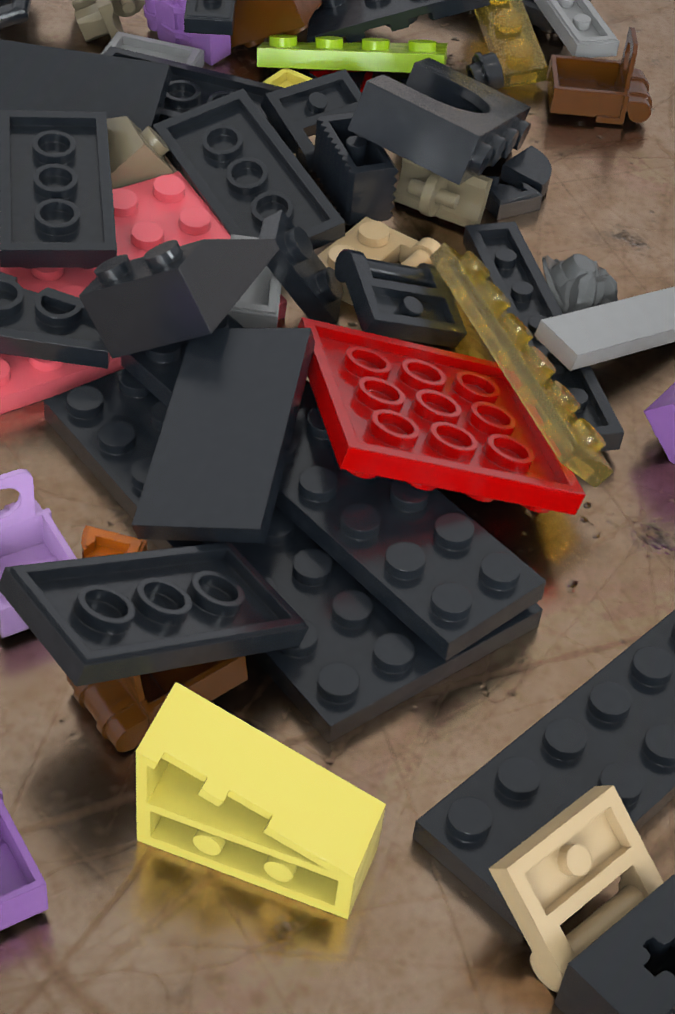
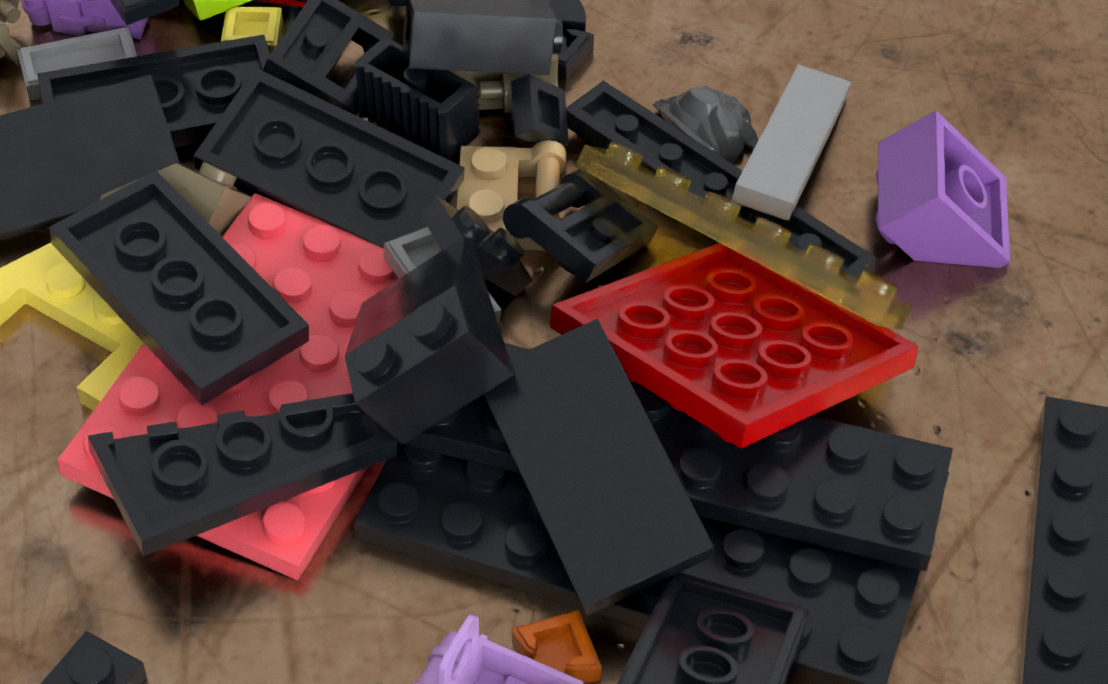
camera: 30 degrees left, 5 degrees up
(439, 213) = (538, 111): none -> black plate

